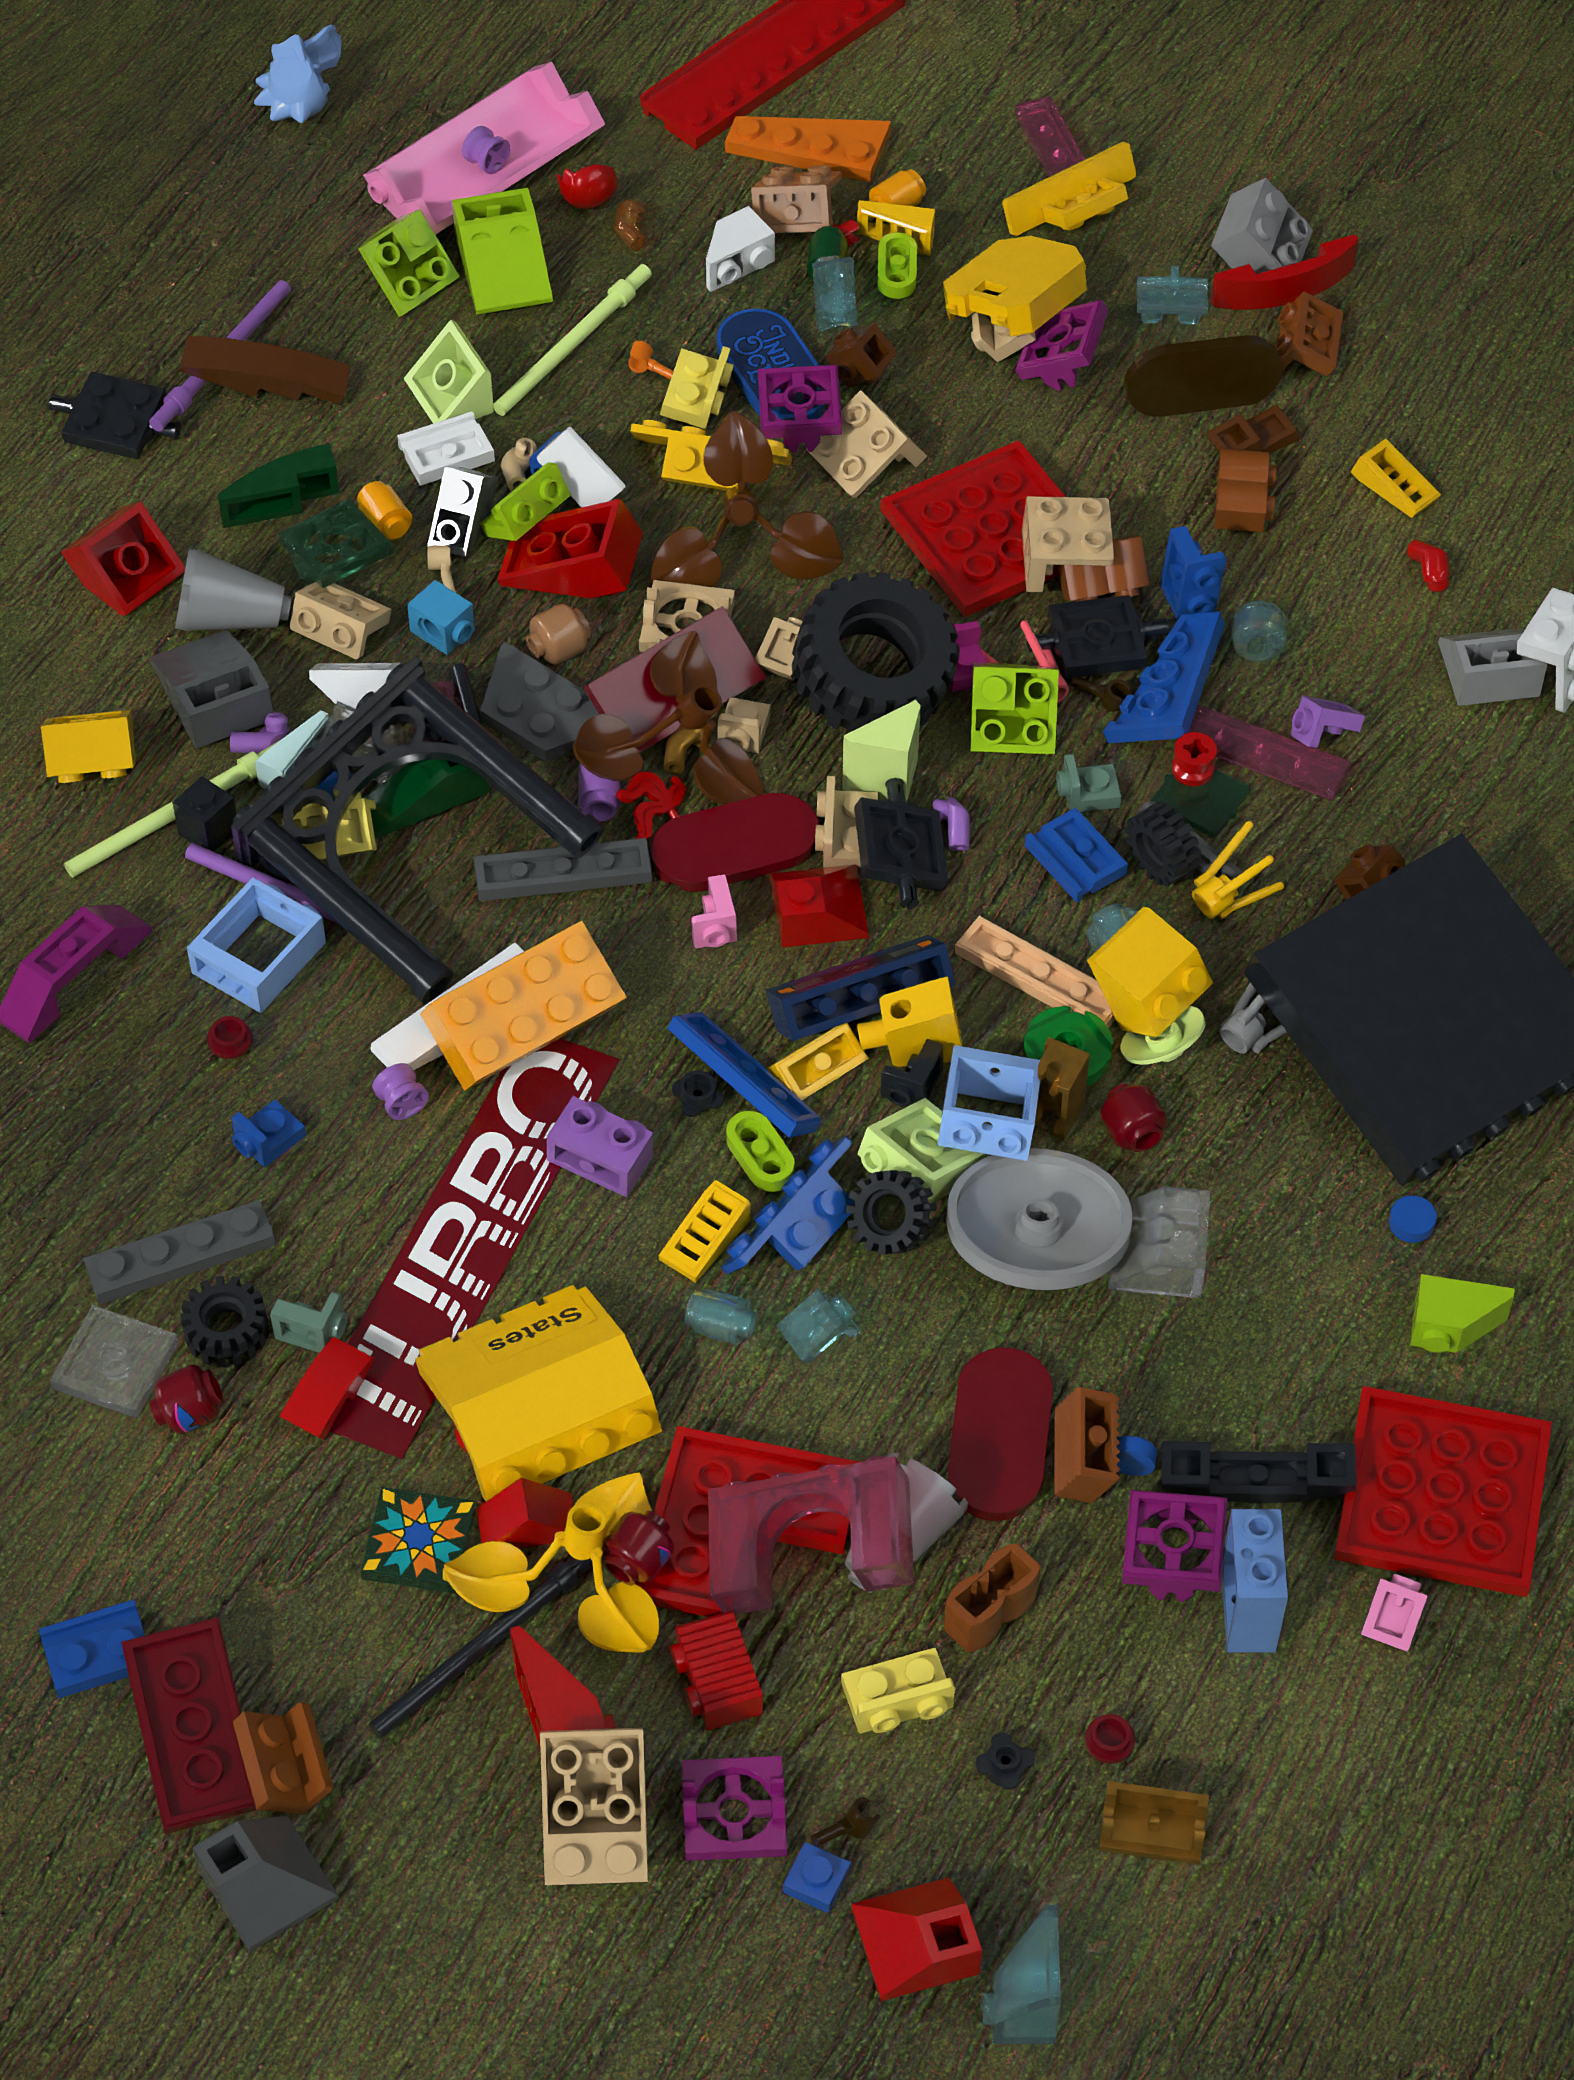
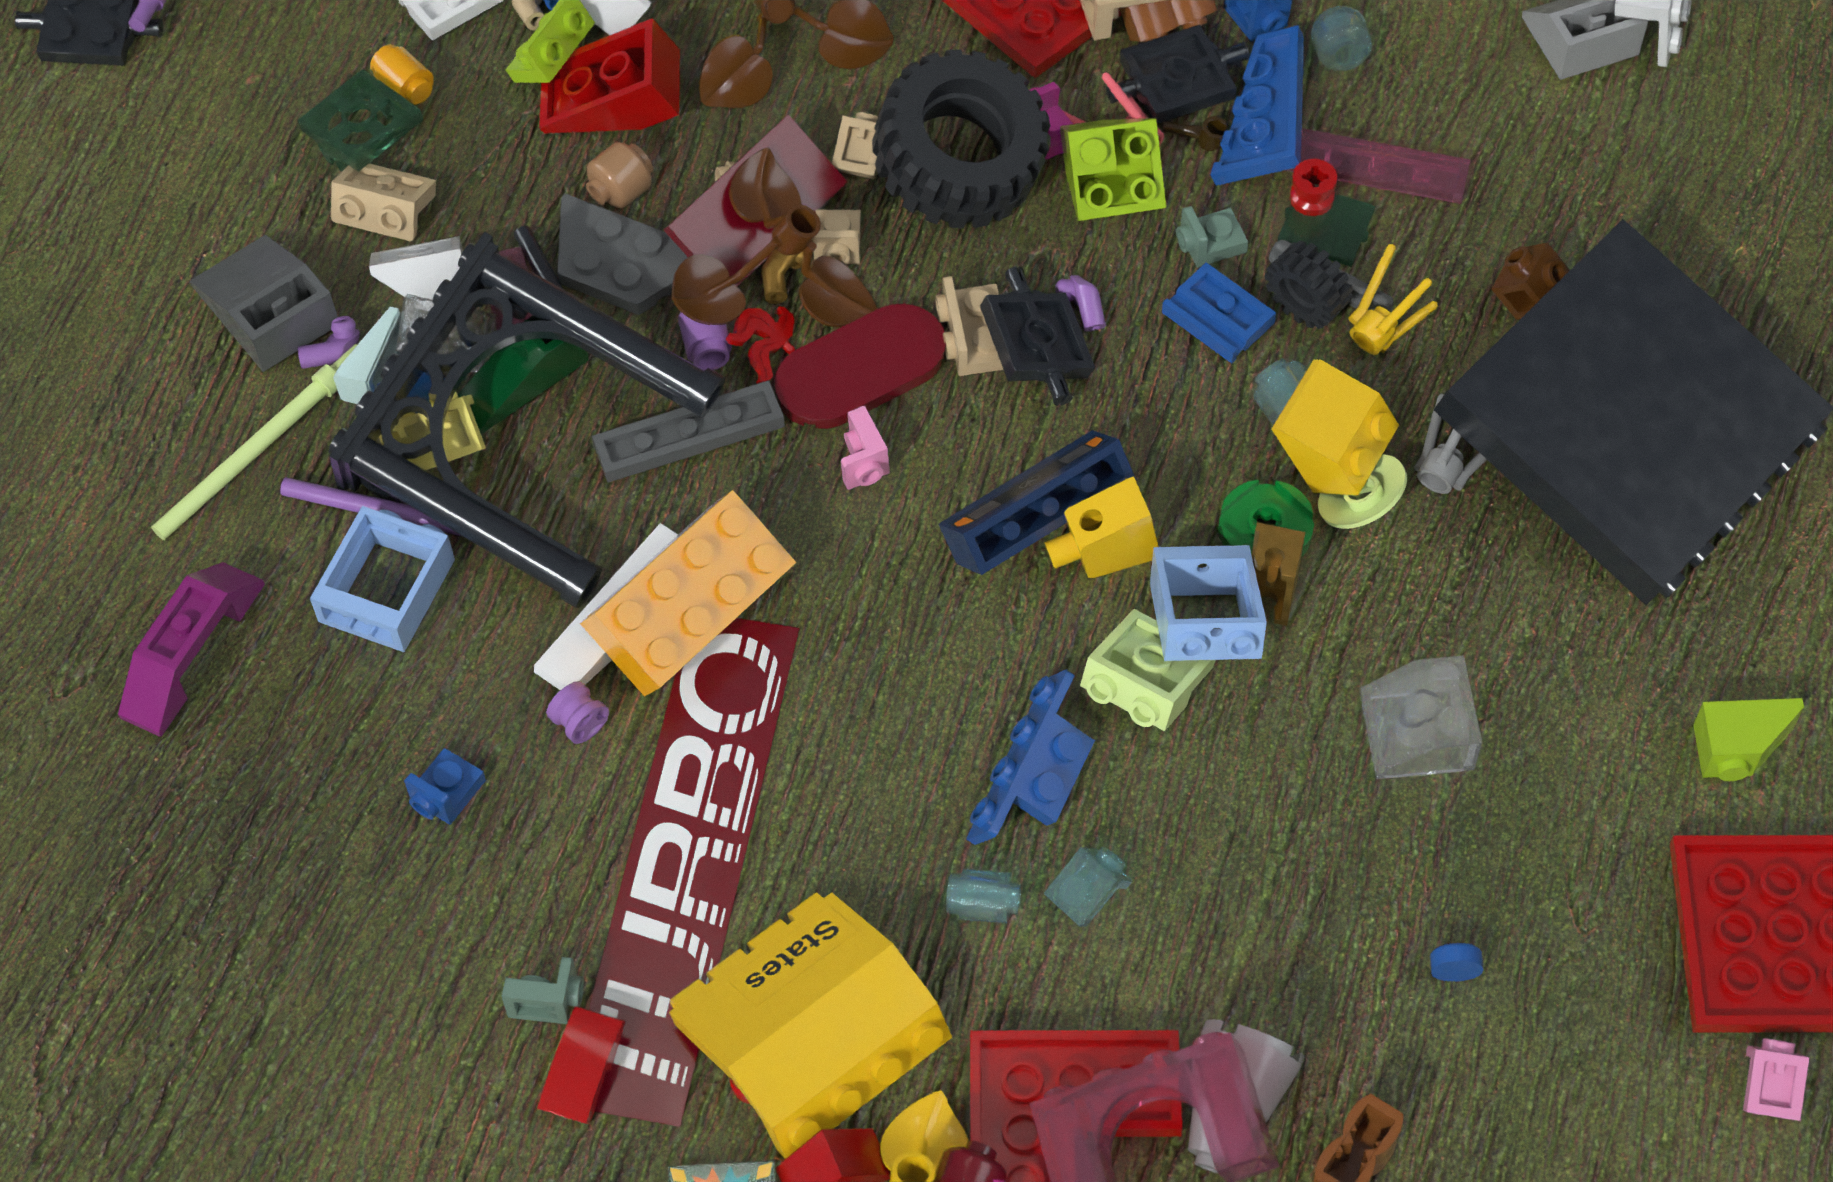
camera: 10 degrees left, 5 degrees up
(89, 745) = (147, 390): yellow slope -> none
(114, 1361) = (341, 1082): clear plate -> none
(124, 559) = (137, 178): red slope -> none
(179, 1251) = (381, 941): dark grey plate -> none
(186, 1399) = (432, 1111): dark red head -> none
(205, 814) = (293, 444): black brick -> none
(227, 597) = (258, 199): light grey cone -> none
(228, 1343) = (441, 985): black tyre -> none
(229, 1037) = (378, 688): dark red plate -> none
(280, 487) = (285, 69): dark green slope -> none
(439, 559) = (473, 116): tan hand -> none
(441, 617) = (491, 180): dark azure brick -> none
(461, 506) = (483, 59): slope -> none
(600, 1146) = (806, 730): medium lavender brick -> none
(664, 592) = (719, 108): tan piece -> none
(693, 1083) = (893, 638): black plate -> none
(720, 1206) = (954, 774): yellow slope -> none
(745, 1074) = (938, 620): blue tile -> none
(762, 1154) = (979, 704): lime plate -> none
(819, 905) = (965, 418): red slope -> none
(819, 1061) = (1009, 591): yellow slope -> none
(865, 1211) = (1109, 757): black tyre -> none
(882, 752) = (994, 242): yellowish green slope -> none
(918, 1079) = (1119, 596): black bracket -> none
(1000, 1433) = (1309, 964): dark red tile -> none
(1032, 969) = (1207, 446): light nougat tile -> none
(1039, 1220) = (1292, 723): light grey dish -> none
(1086, 1444) = (1408, 962): dark orange brick -> none
(1134, 1117) = (1357, 587): dark red head -> none
(1179, 1512) = (1526, 1013): magenta piece -> none
(1255, 1579) = (1629, 1065): medium blue window -> none
(1259, 1476) = (1593, 955): black slope -> none
(1319, 715) = (1428, 116): medium lavender bracket -> none
(1412, 1219) = (1669, 639): blue tile -> none

